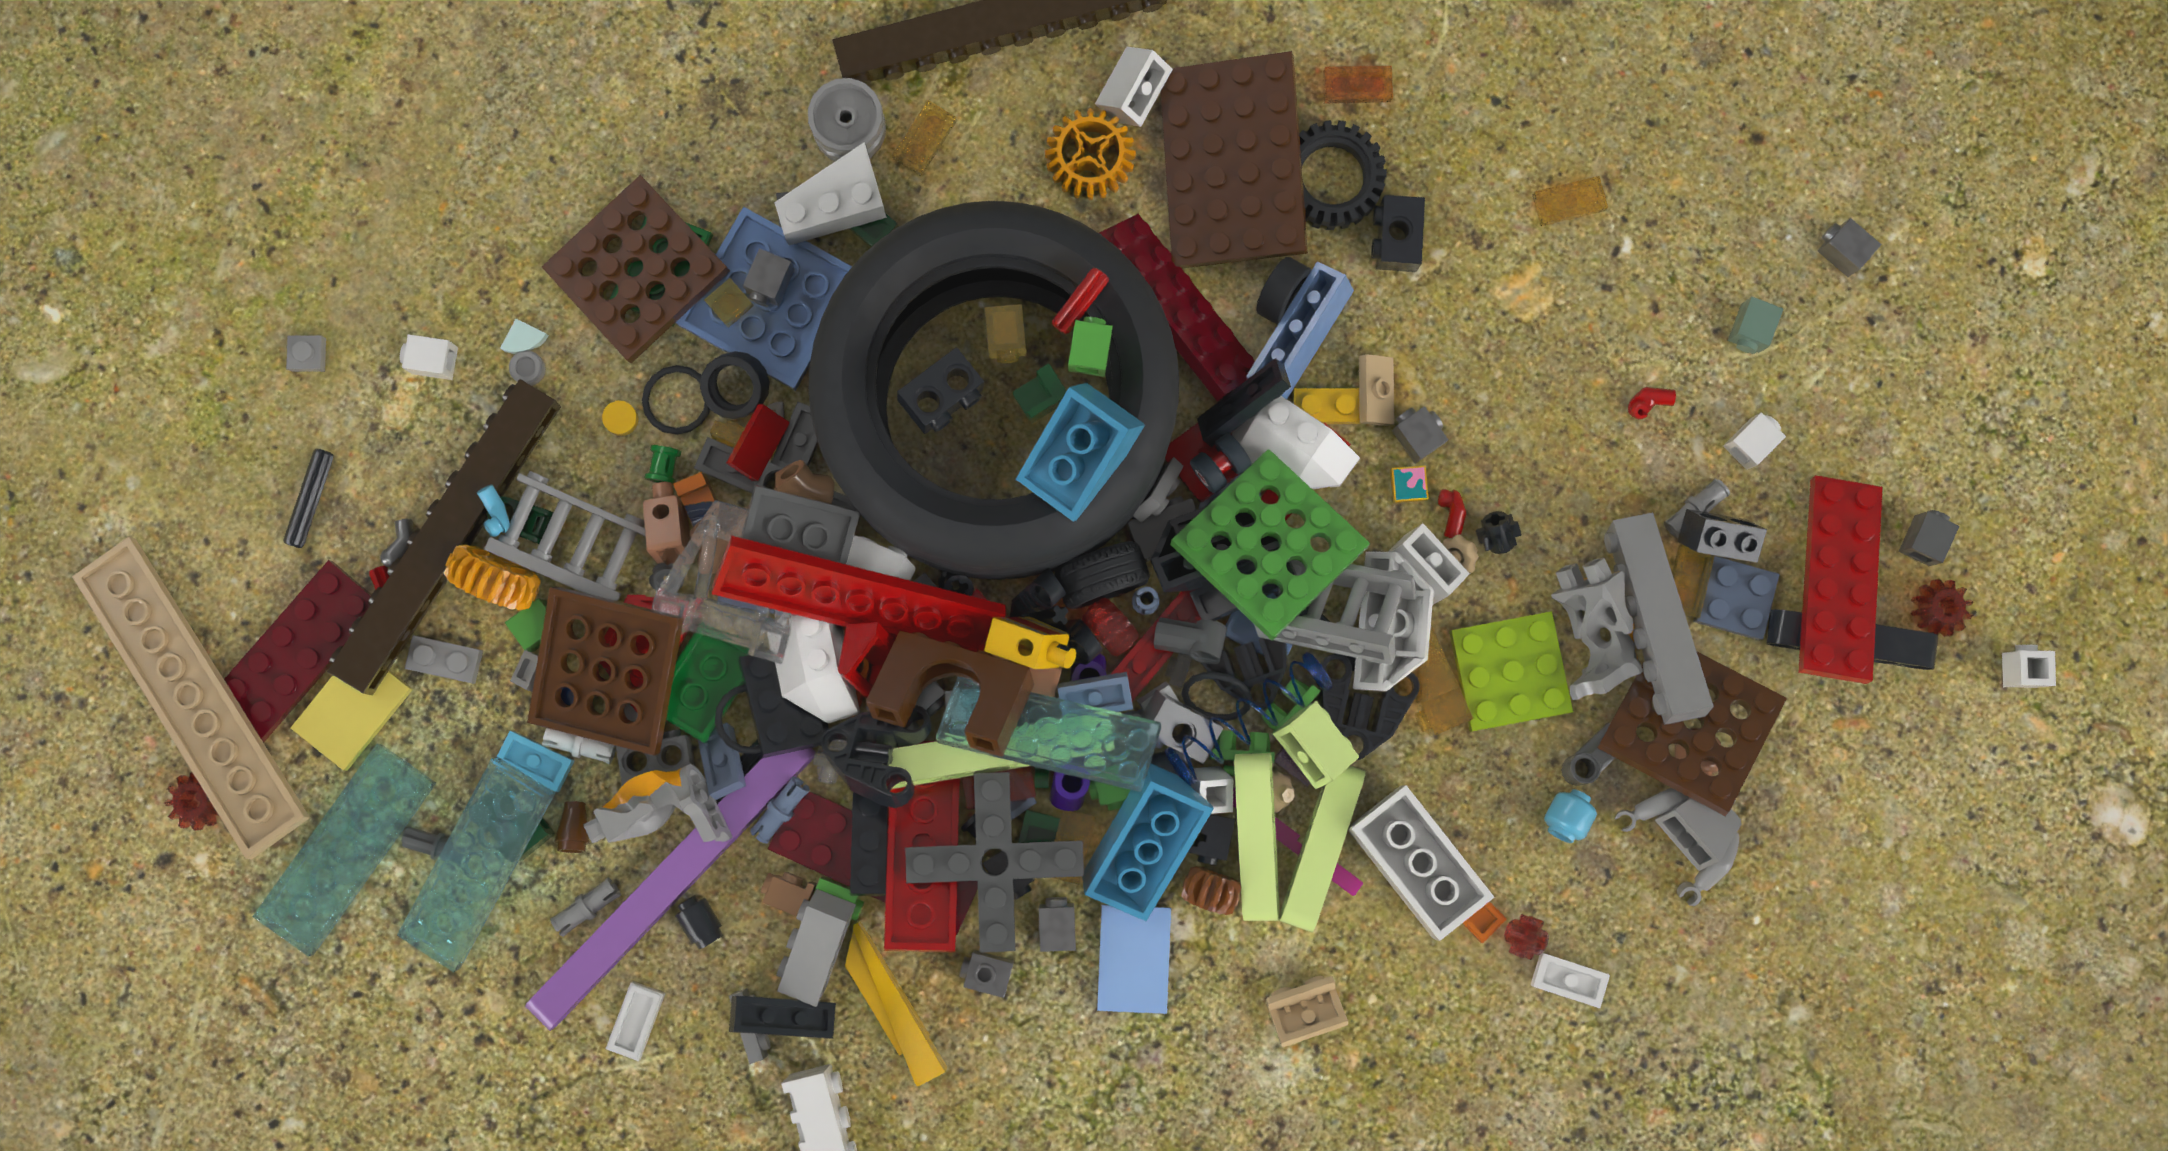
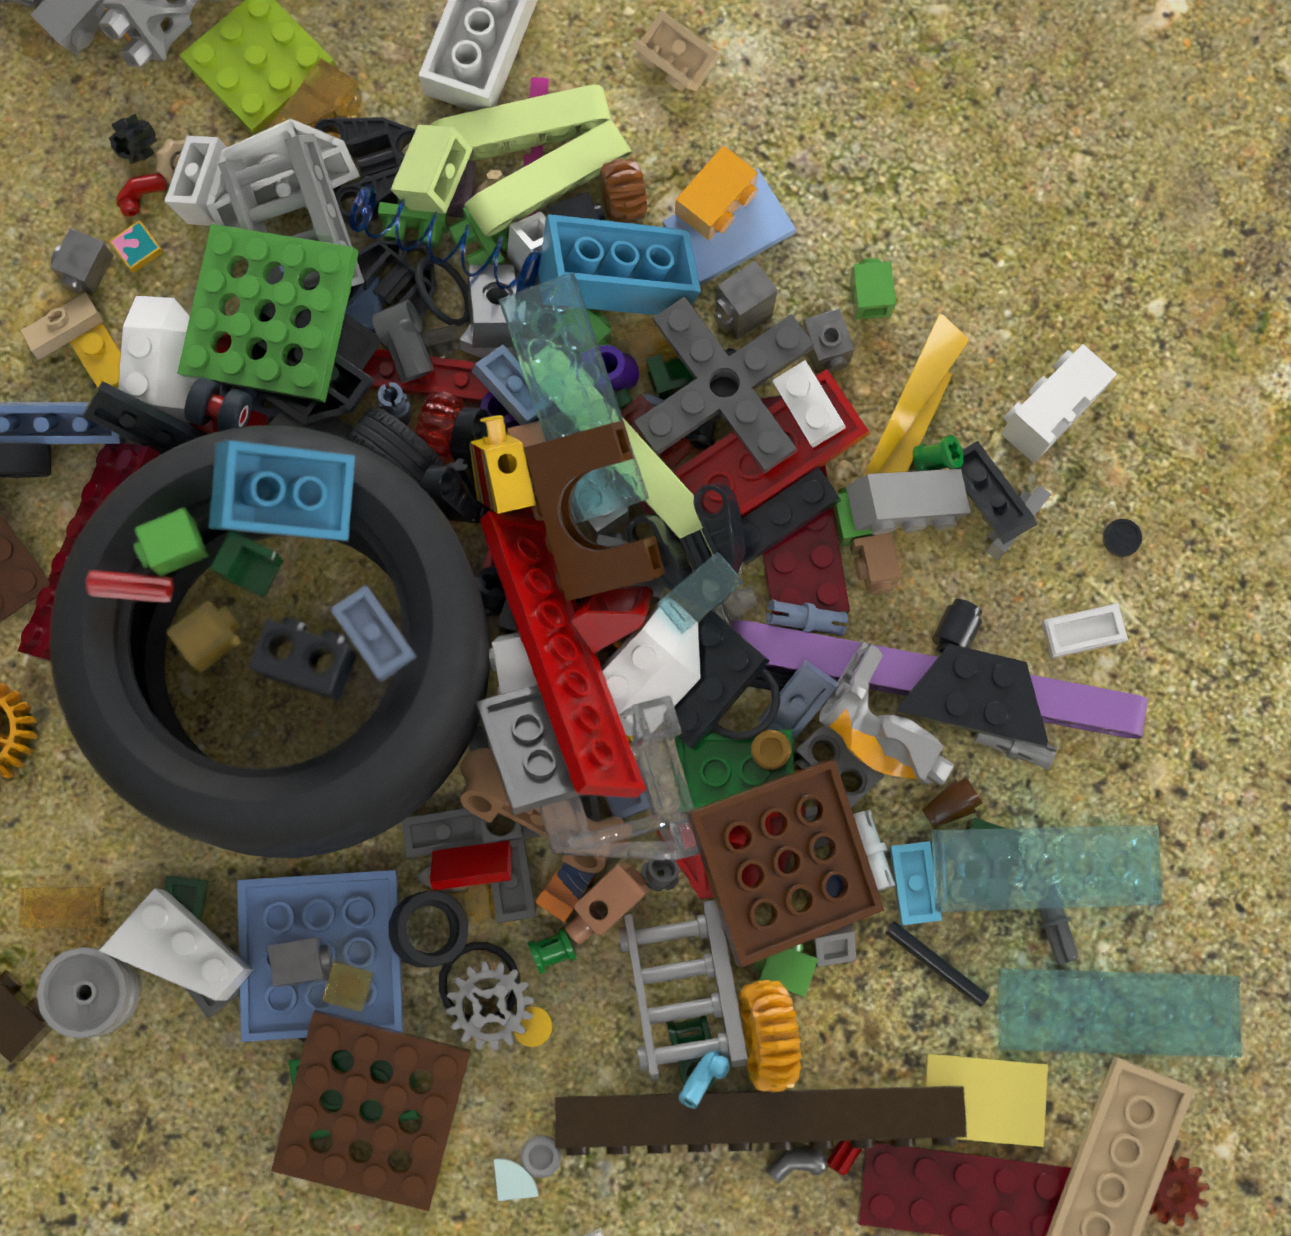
camera: 120 degrees left, 5 degrees down
(443, 659) = (878, 1041): light grey plate -> none
(468, 739) = (937, 964): none -> black bar
(634, 899) = (978, 695): none -> black wing
(637, 398) = (479, 1020): none -> light grey gear
(687, 1102) = (1122, 537): none -> black piece
(697, 716) = (771, 750): none -> pearl gold tile
(837, 732) = (700, 592): none -> clear light blue tile
(838, 997) = (938, 455): none -> green bush
(928, 453) = (373, 633): none -> sand blue plate
(935, 917) = (809, 404): none -> white plate
(1008, 1038) = (872, 289): none -> bright green brick
(1161, 963) = (717, 193): none -> light orange brick

